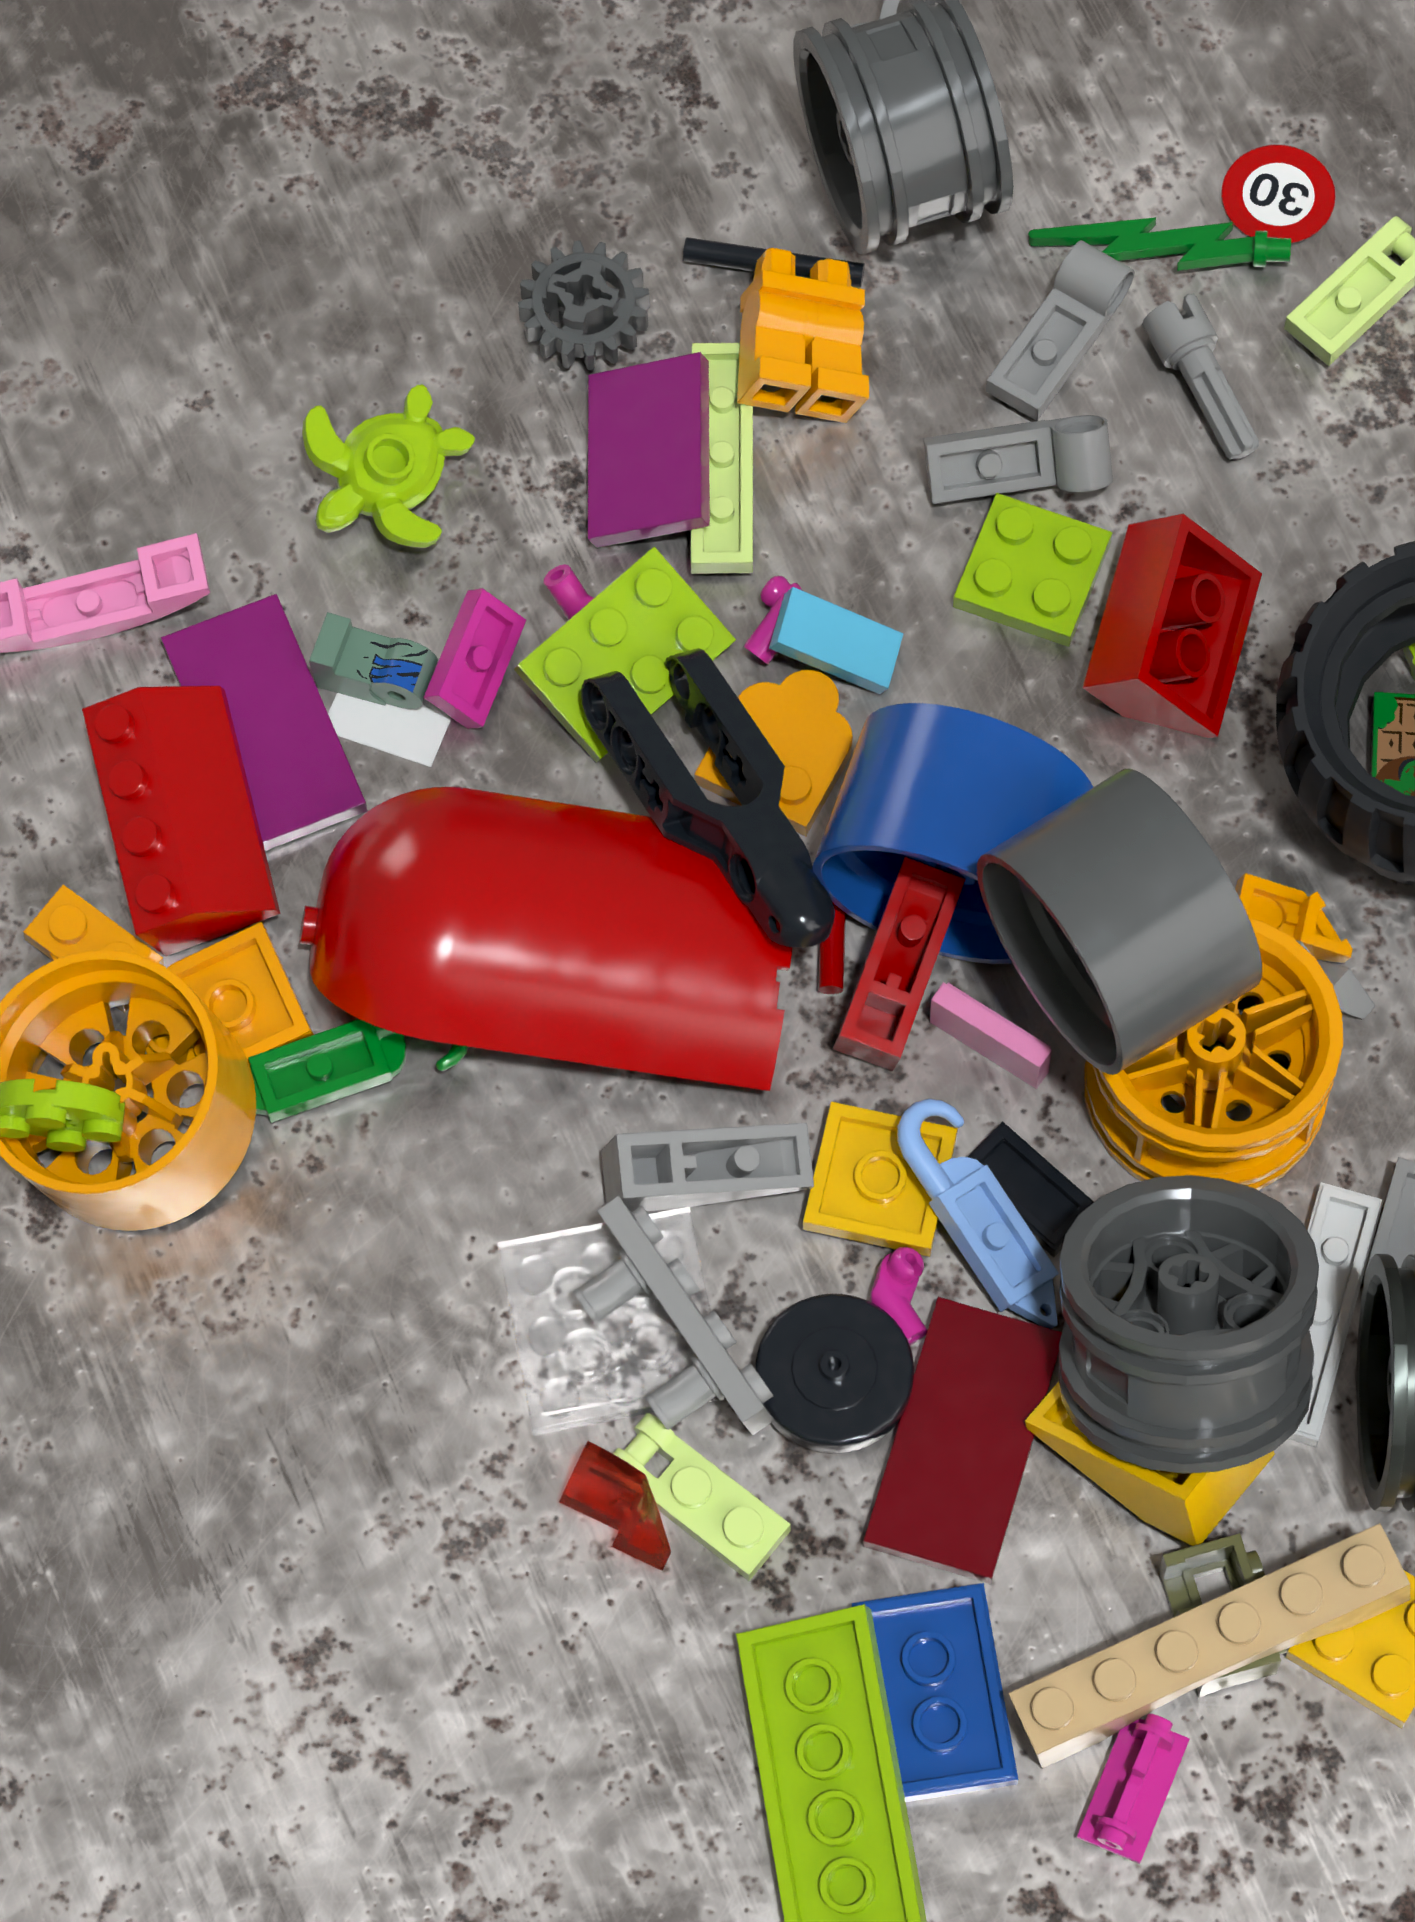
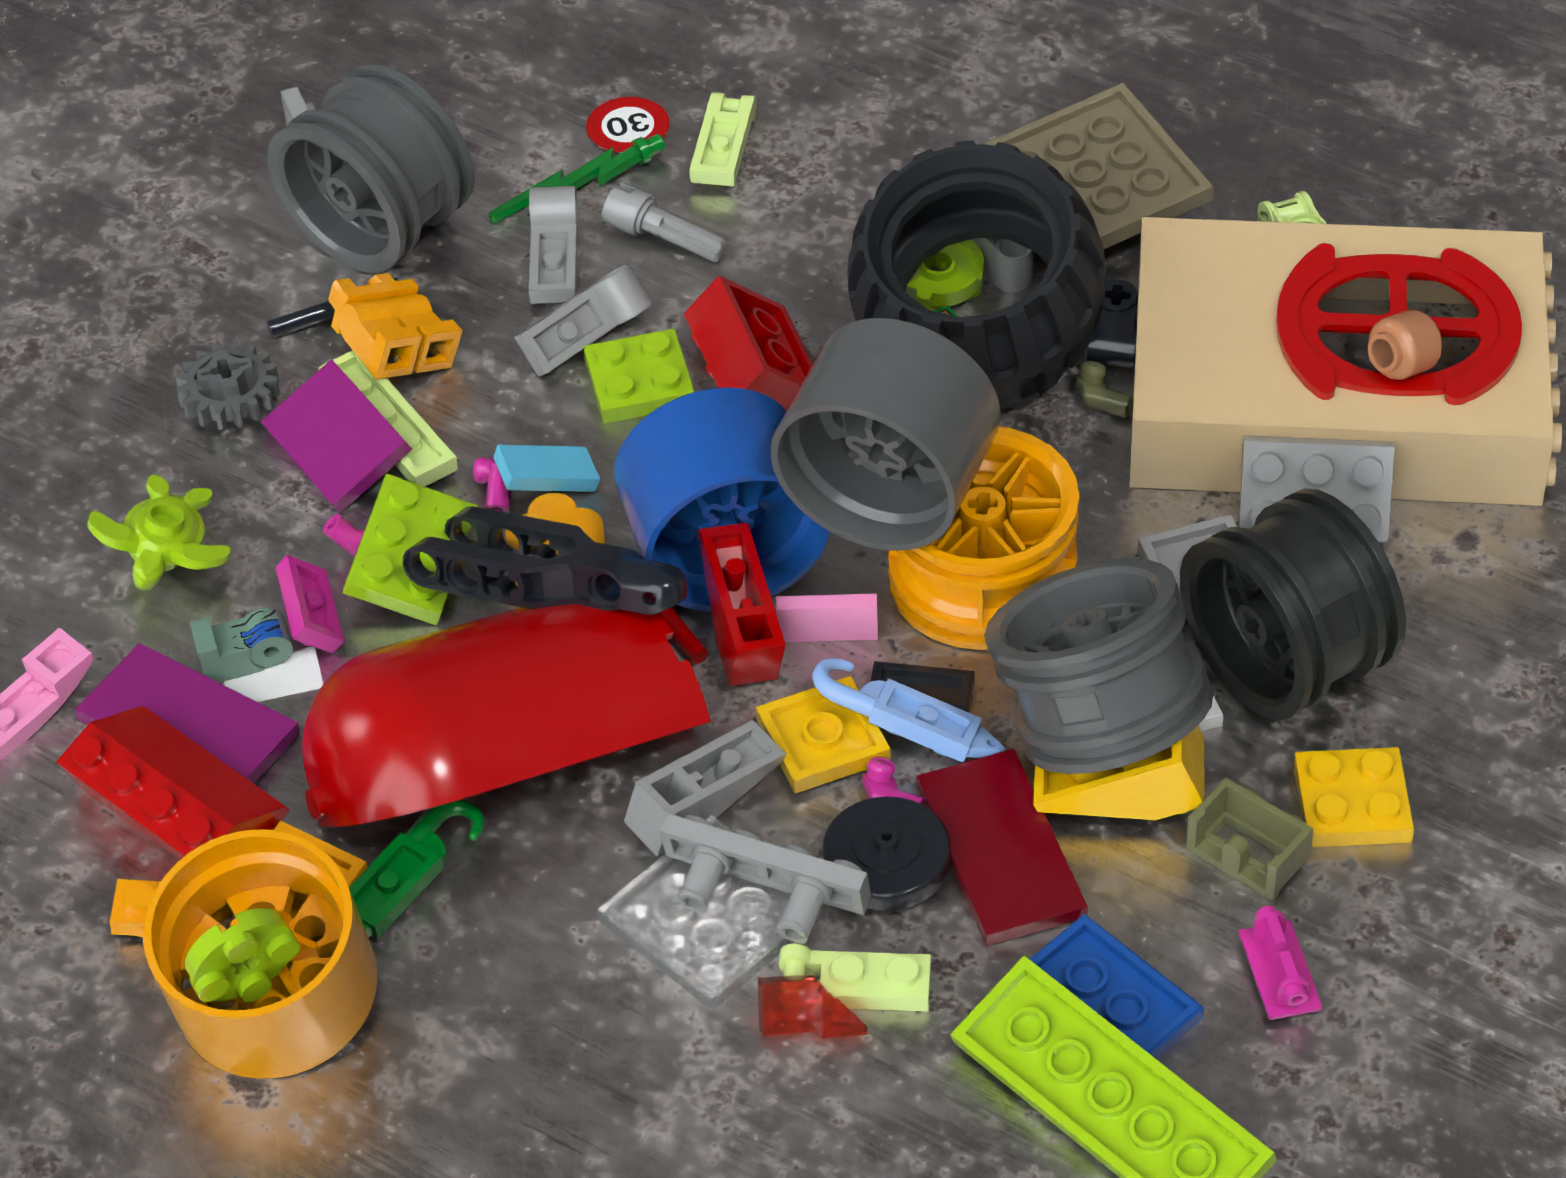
camera: 35 degrees left, 20 degrees down
(1254, 1621) = (1225, 902): tan arch -> none

